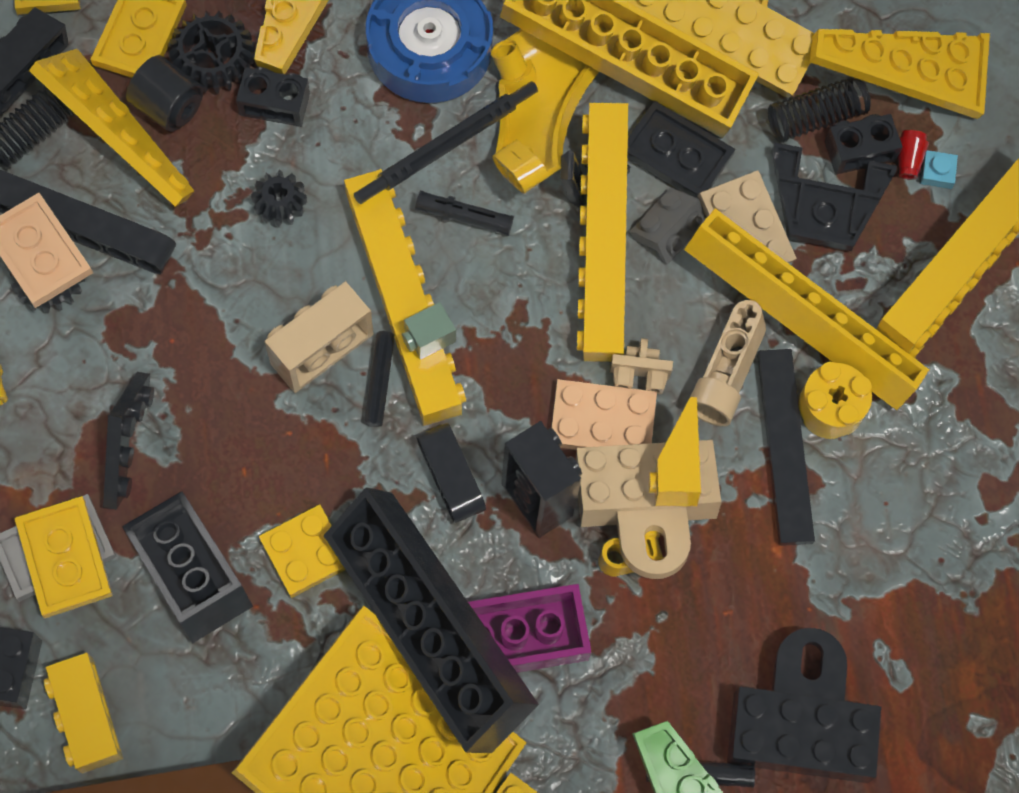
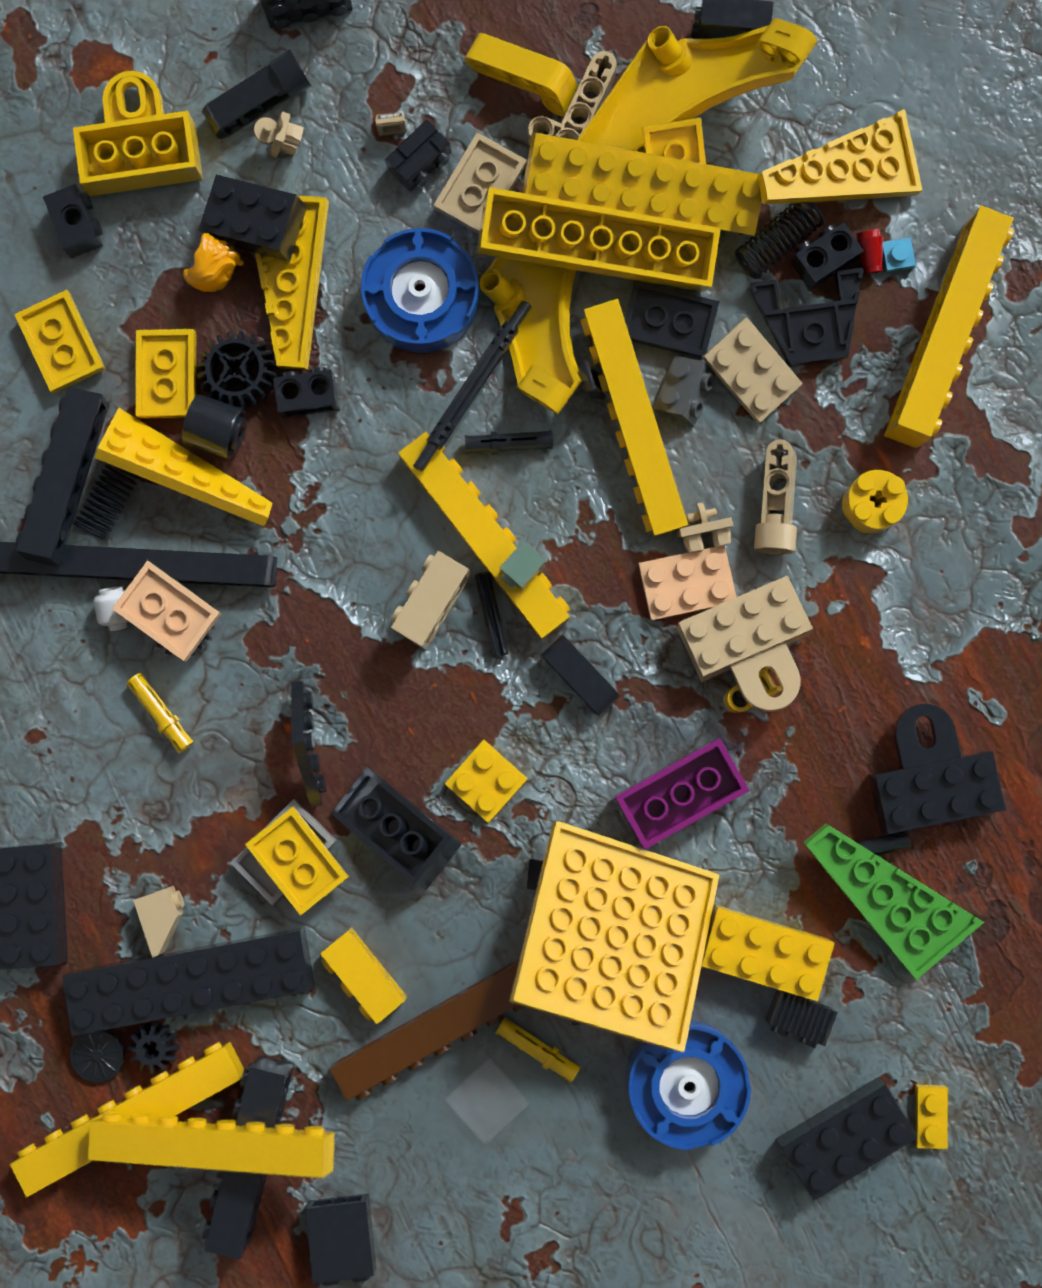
camera: 10 degrees left, 15 degrees up
(266, 198) = (355, 477): black gear -> none
(430, 622) = (614, 815): black brick -> none
(541, 478) = (664, 665): black brick -> none
(678, 466) = (771, 617): yellow slope -> none
(785, 447) = (845, 553): black tile -> none
(805, 308) = (827, 431): yellow brick -> none

